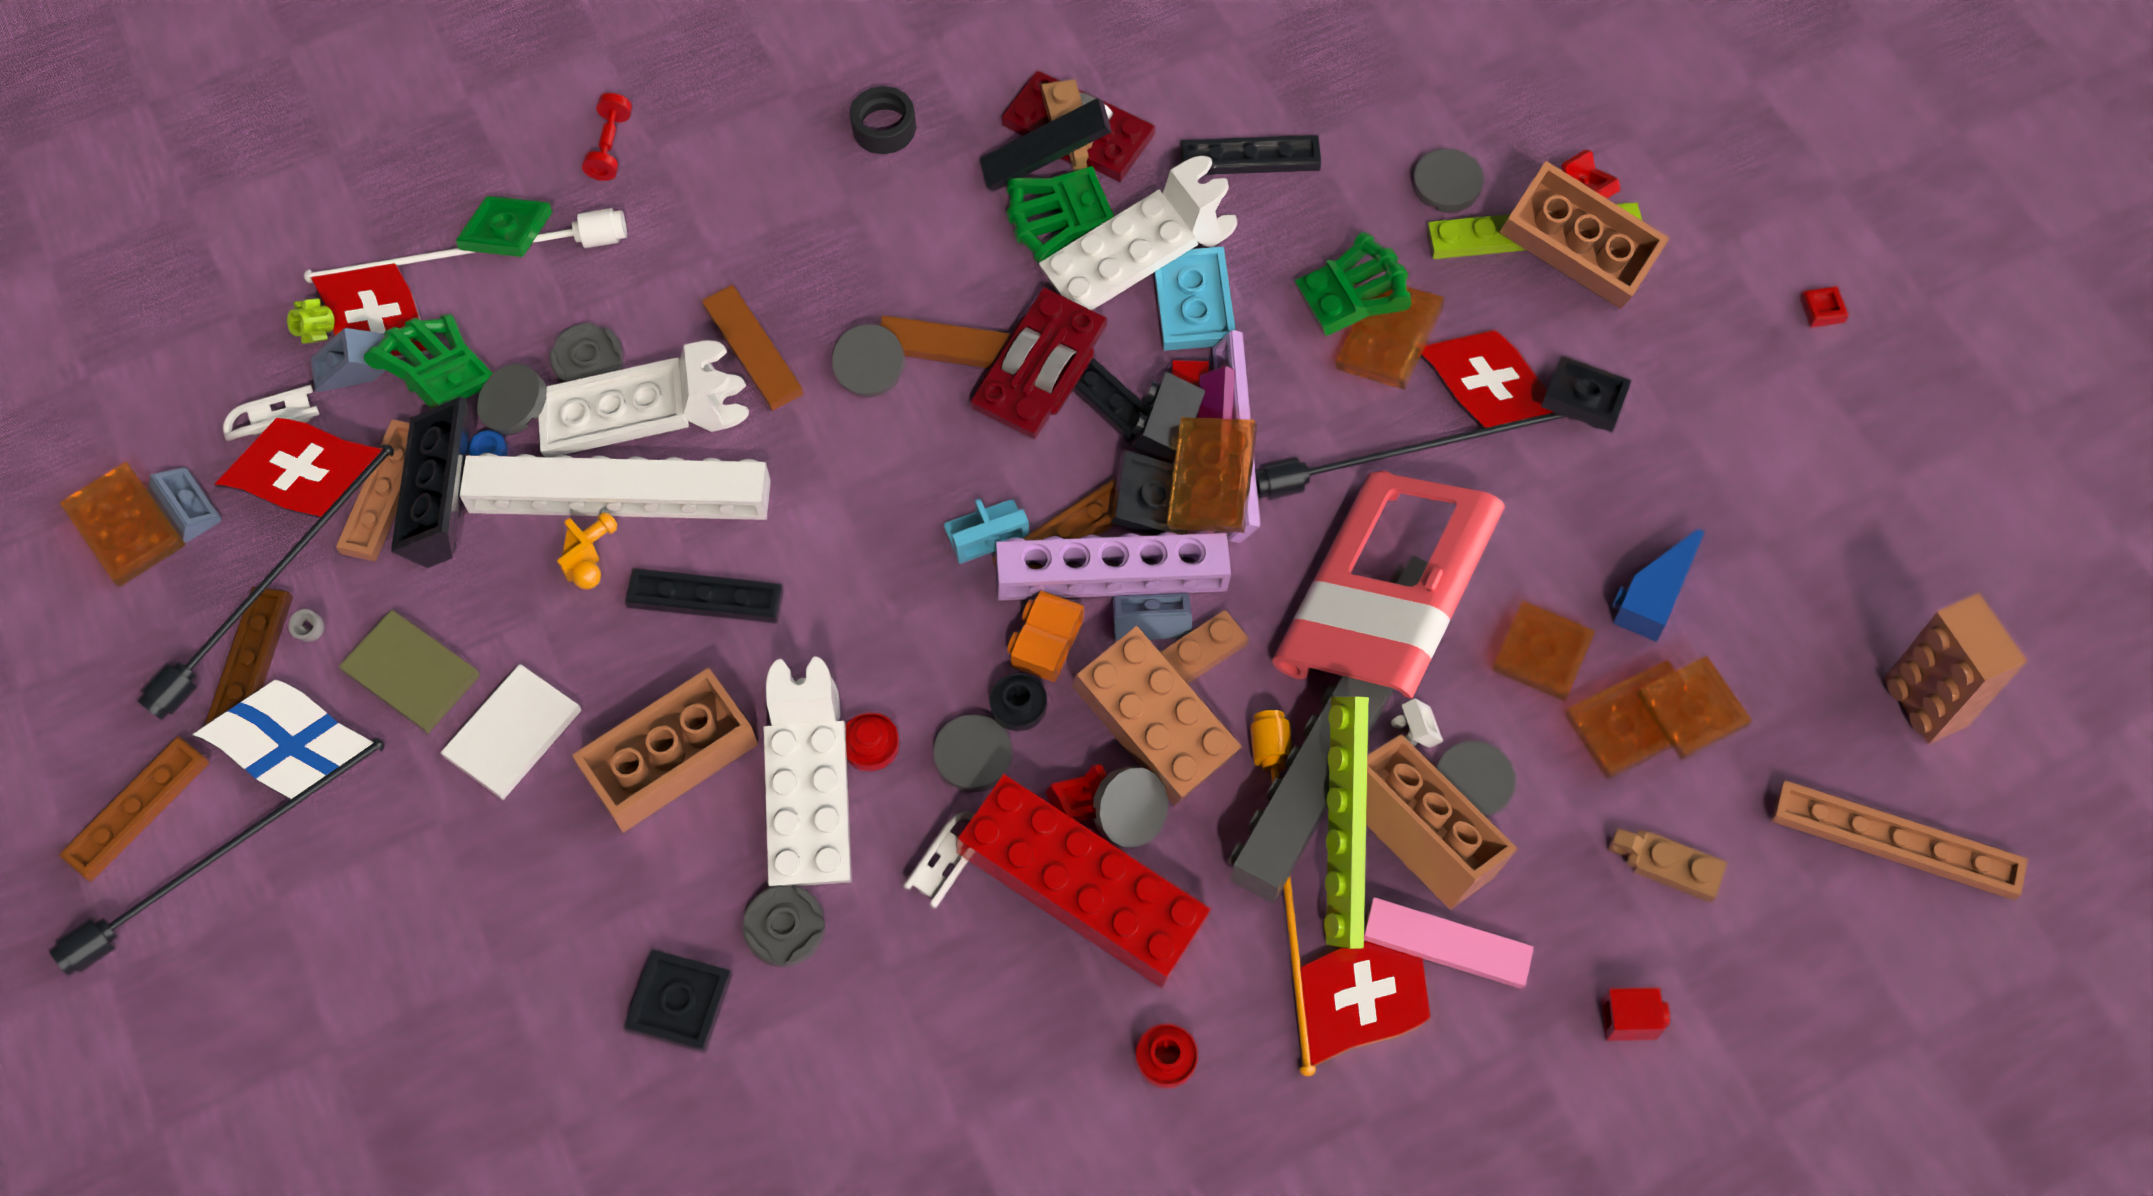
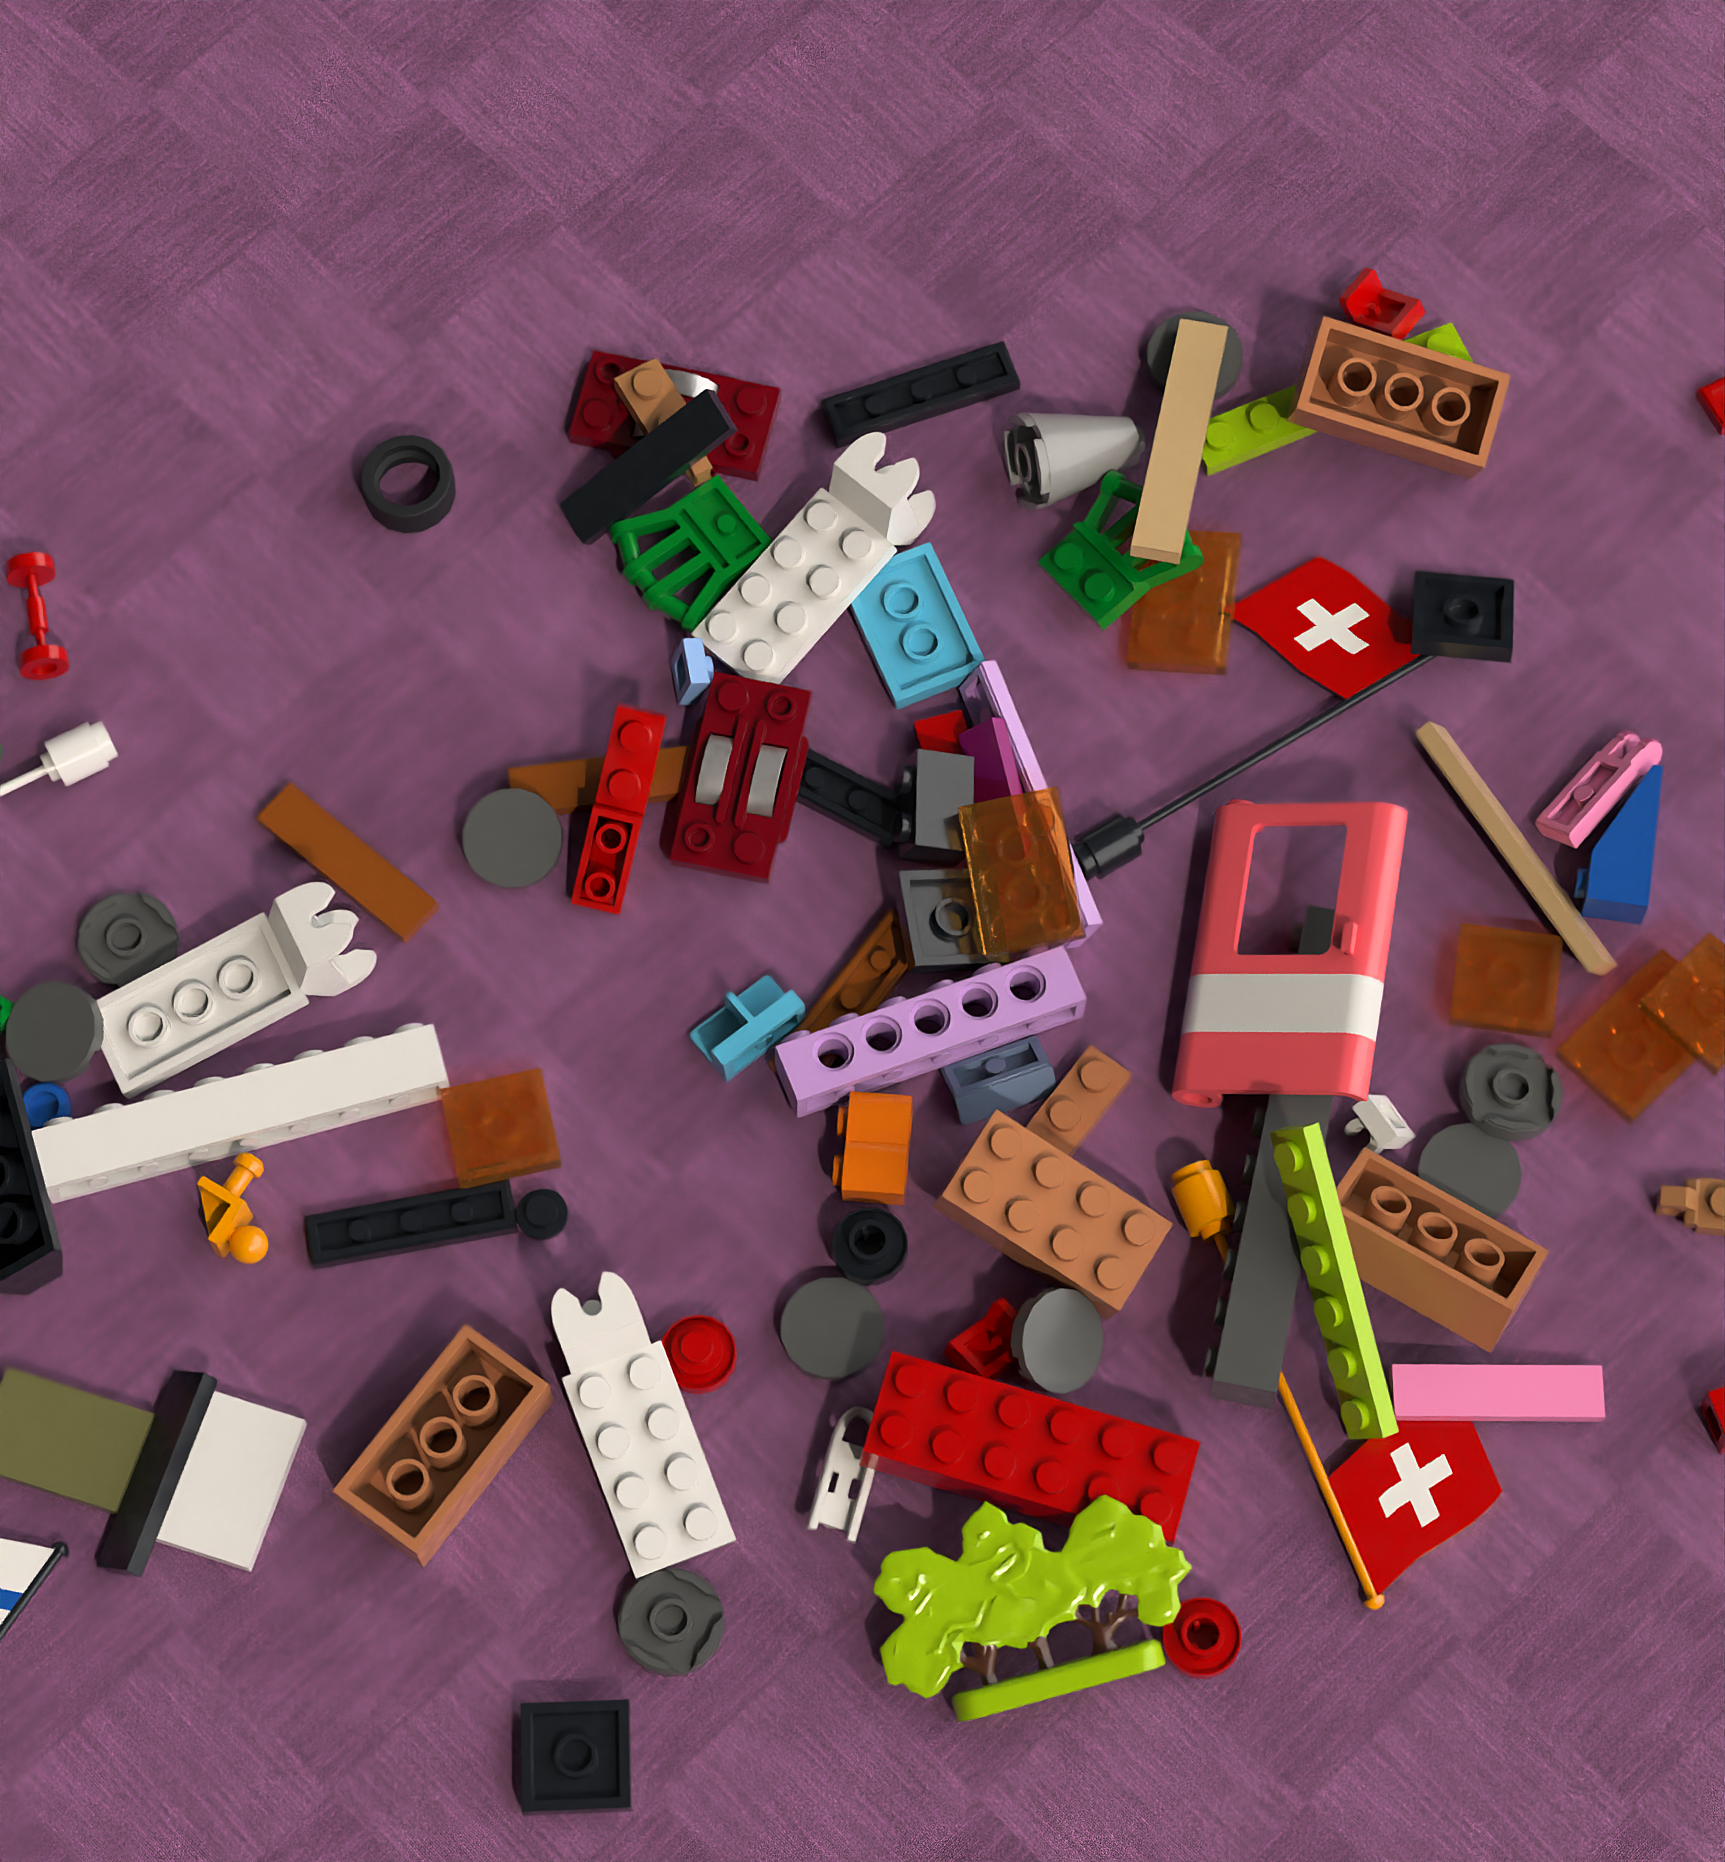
camera: 15 degrees left, 5 degrees up
(463, 711) = (157, 1473): none -> black tile
(788, 547) = (501, 1128): none -> clear orange plate
(796, 614) = (542, 1214): none -> black plate
(947, 359) = (619, 808): none -> red slope
(1029, 285) = (691, 671): none -> light blue plate
(1037, 977) = (1012, 1595): none -> lime plant
(1338, 213) = (1067, 453): none -> light grey cone
(1417, 224) = (1179, 441): none -> tan tile
(1523, 730) = (1510, 1092): none -> dark grey tile
(1578, 563) = (1515, 849): none -> tan tile
(1651, 536) = (1598, 788): none -> bright pink hinge

